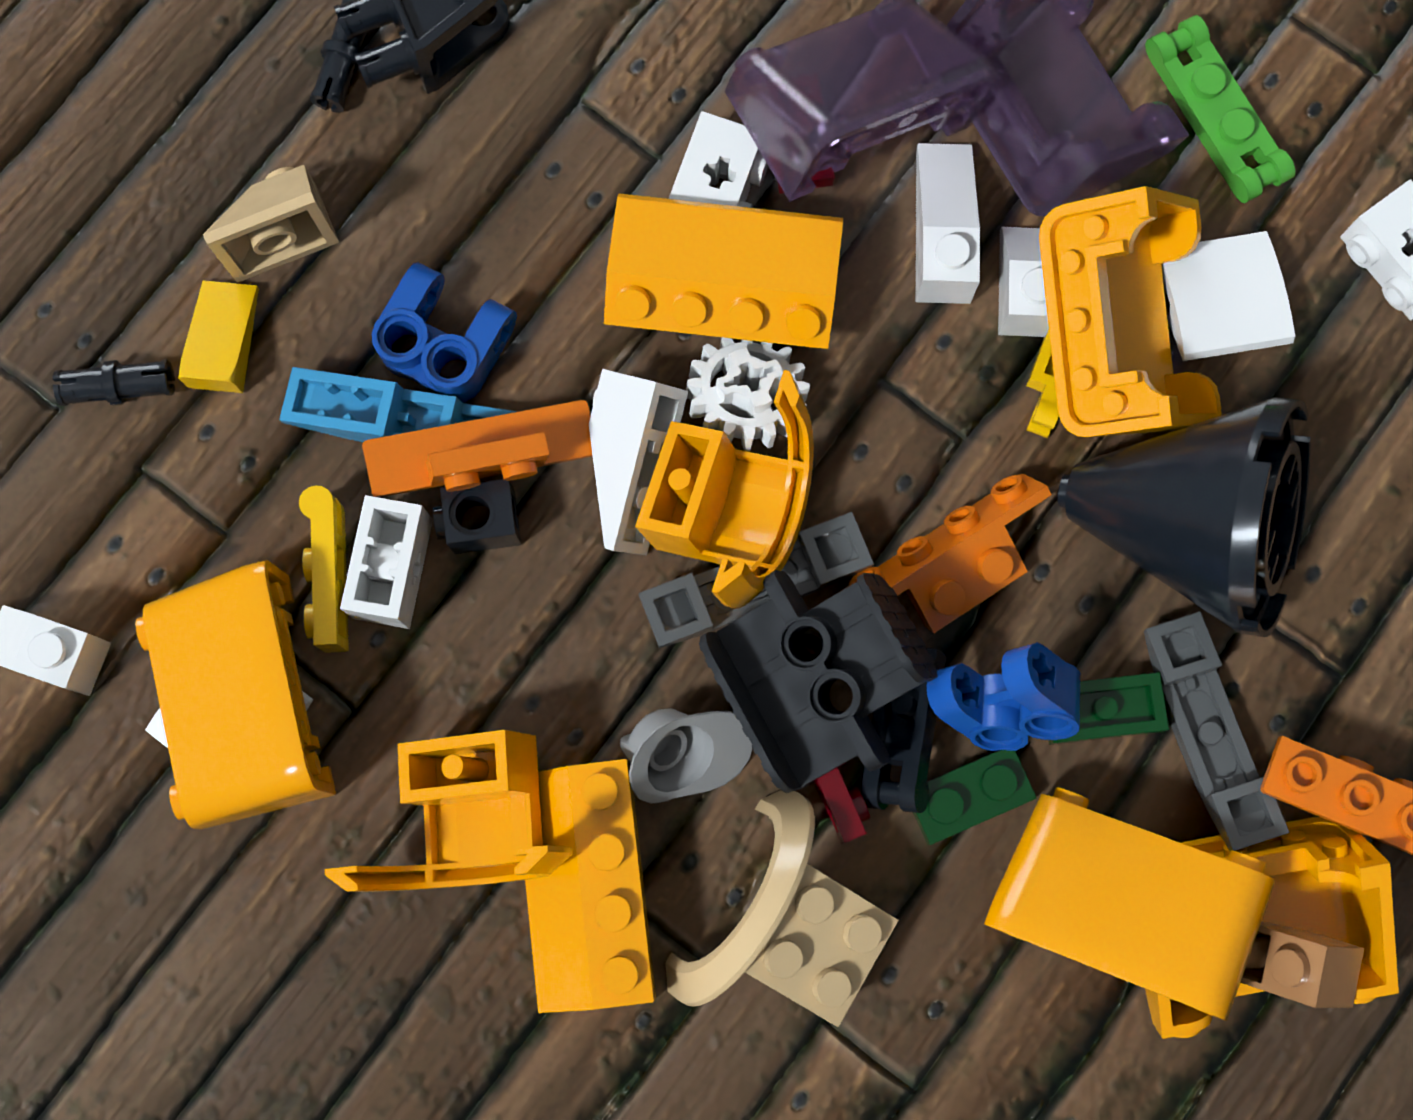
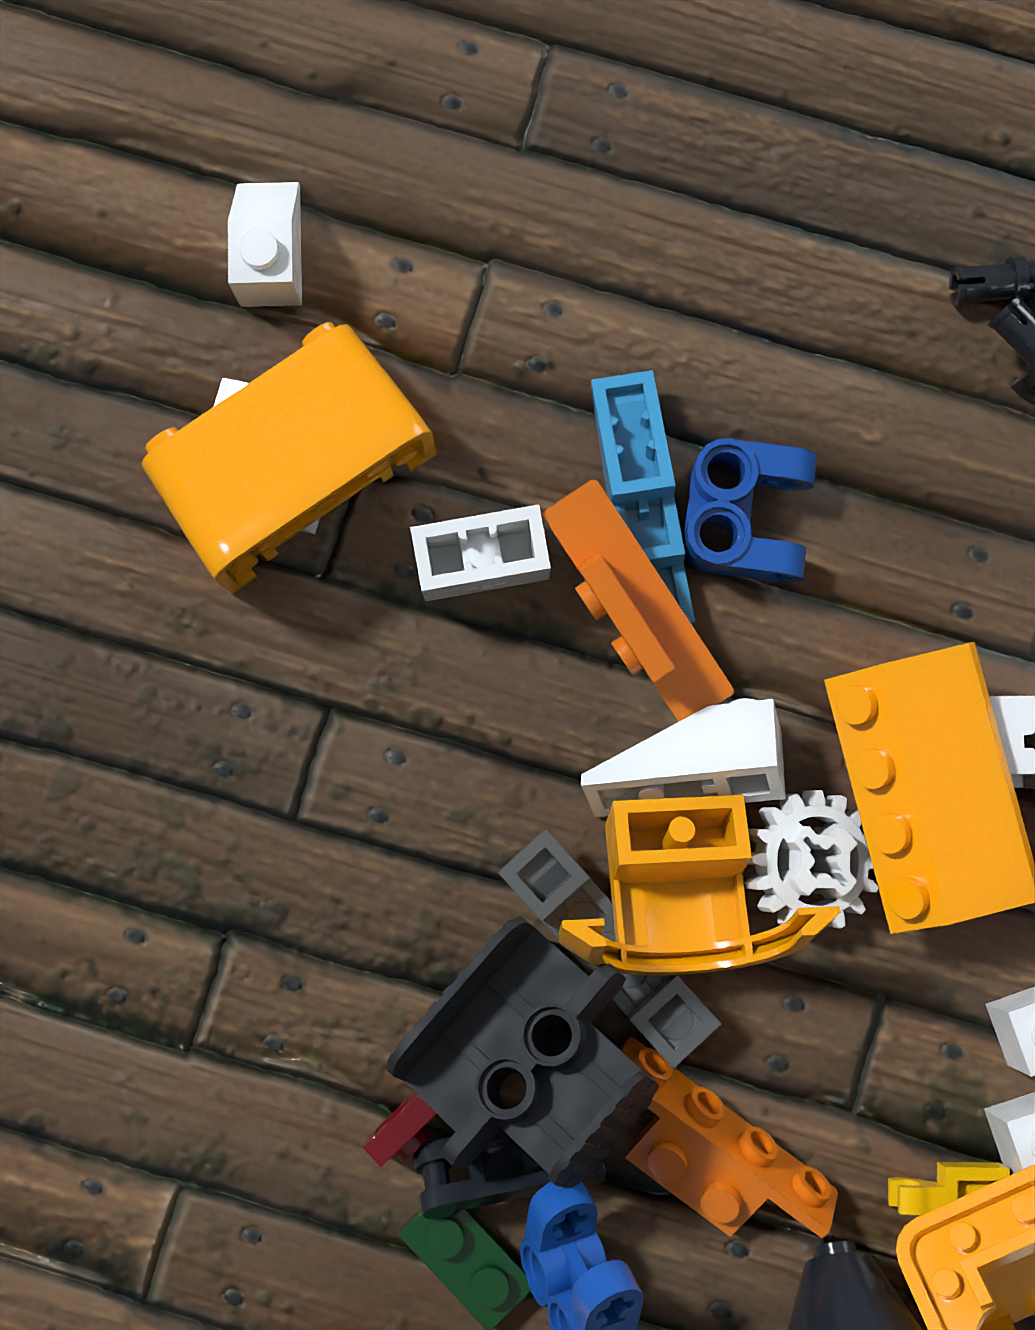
camera: 65 degrees right, 5 degrees up
(113, 382) = (567, 194): black pin -> none
(219, 337) = (658, 281): yellow slope -> none
(272, 225) = (798, 285): tan slope -> none
(326, 569) = (454, 491): yellow plate -> none
(477, 815) = (250, 752): light orange piece -> none
(501, 528) = (562, 655): black brick -> none
(592, 909) = (222, 888): light orange slope -> none
(684, 753) = (396, 937): light grey piece -> none
(799, 932) = (250, 1144): tan piece -> none

